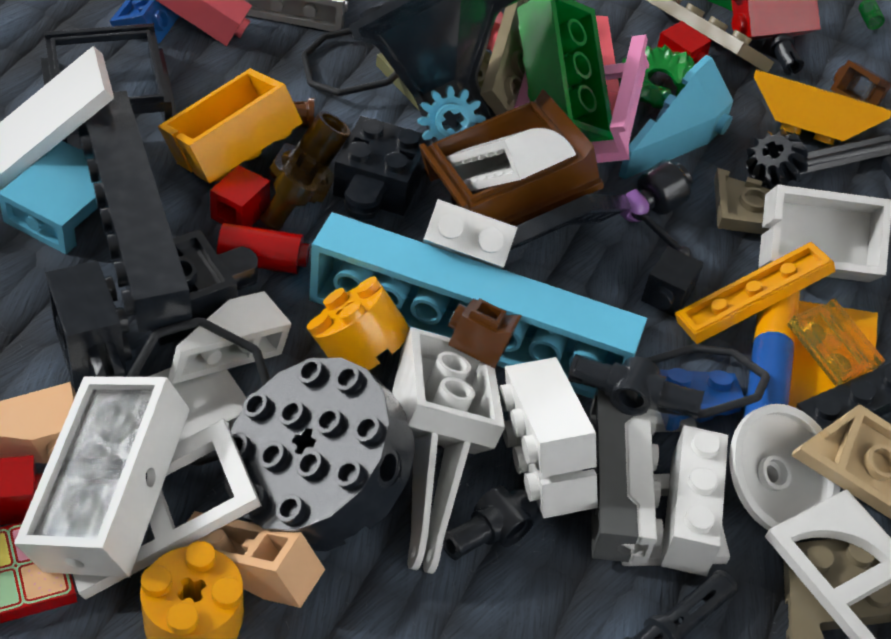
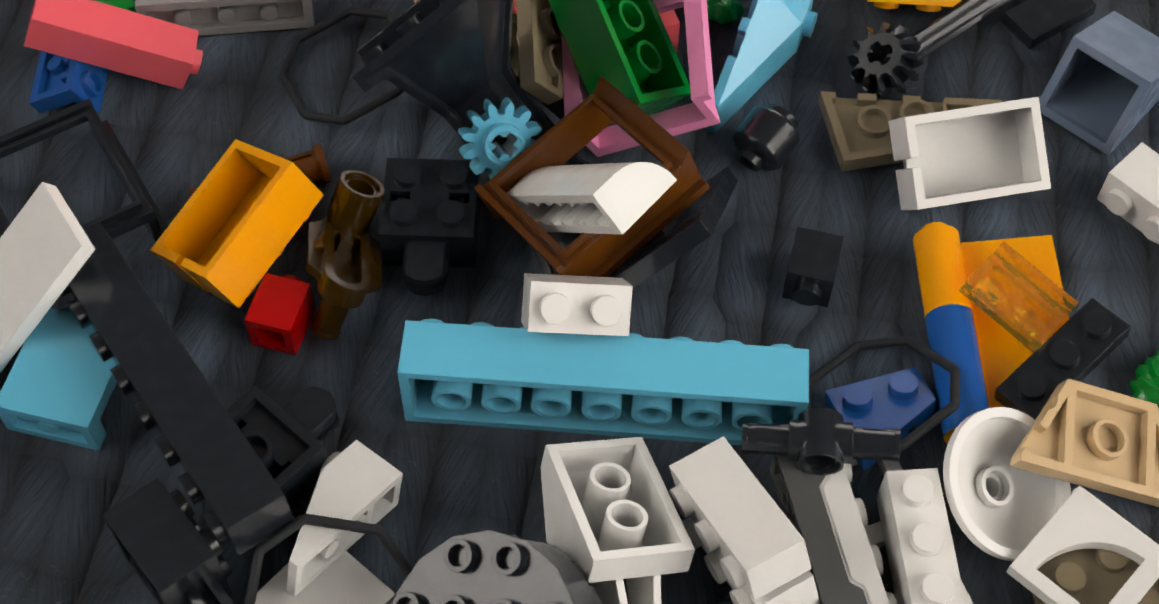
camera: 10 degrees left, 10 degrees up
(273, 248) = (338, 371): red brick -> none
(359, 324) = (482, 456): light orange brick -> none
(482, 330) = (629, 424): reddish brown window -> none
(639, 212) = (747, 178): hinge -> none
(754, 292) = (911, 257): light orange tile -> none

